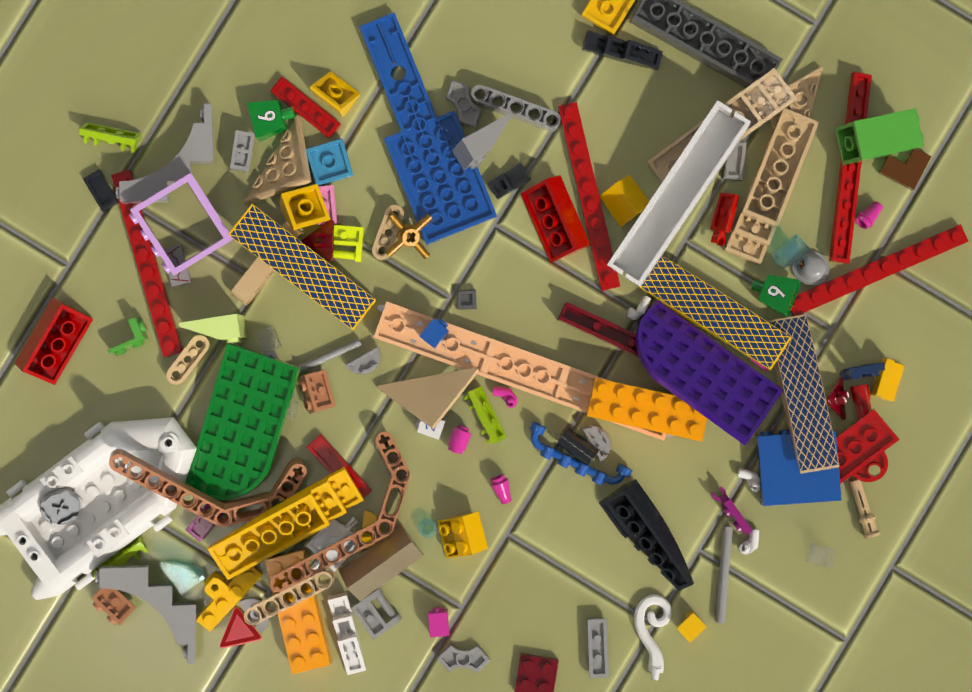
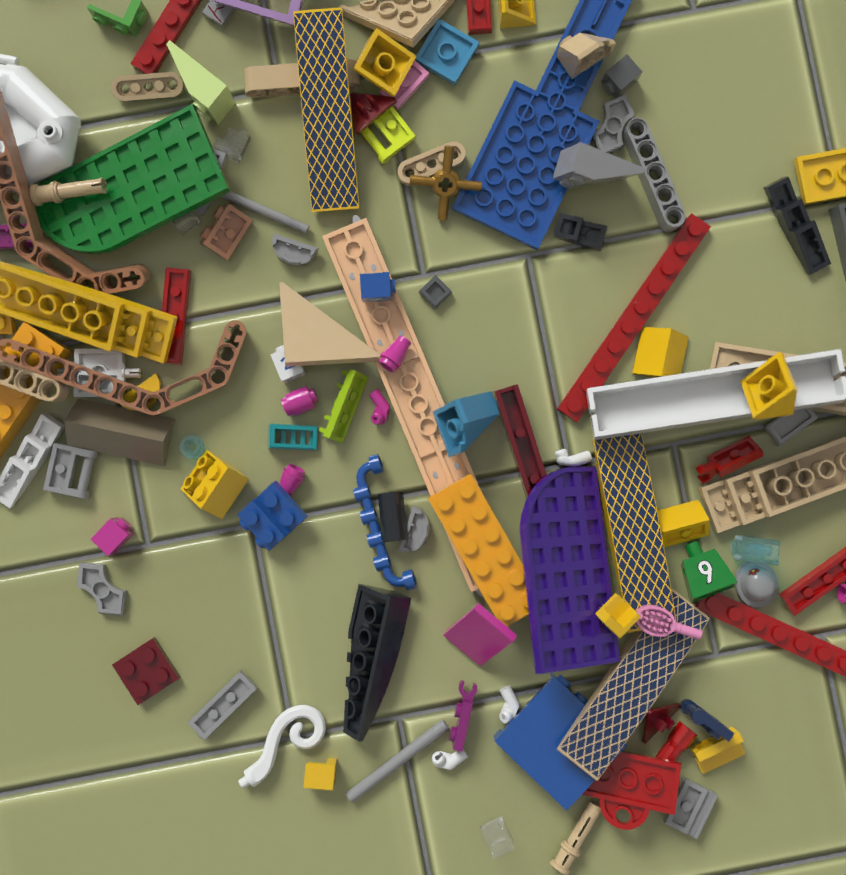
camera: 45 degrees right, 0 degrees up
(205, 470) = (58, 192): none -> tan pin
(405, 84) = (583, 52): none -> tan slope
(439, 73) = (621, 76): none -> dark grey brick
(484, 358) = (394, 355): none -> dark pink cone
(487, 451) = (292, 428): none -> teal slope
(513, 517) = (271, 516): none -> blue plate
(555, 218) = (585, 304): red slope -> none
(561, 352) = (465, 420): none -> dark azure slope
(693, 458) = (480, 634): none -> dark pink tile
(704, 162) = (770, 389): none -> yellow slope
(736, 279) = (683, 523): none -> yellow panel
(754, 367) = (618, 615): none -> yellow panel
(781, 346) = (661, 623): none -> bright pink piece
(906, 426) = (692, 808): none -> light grey plate

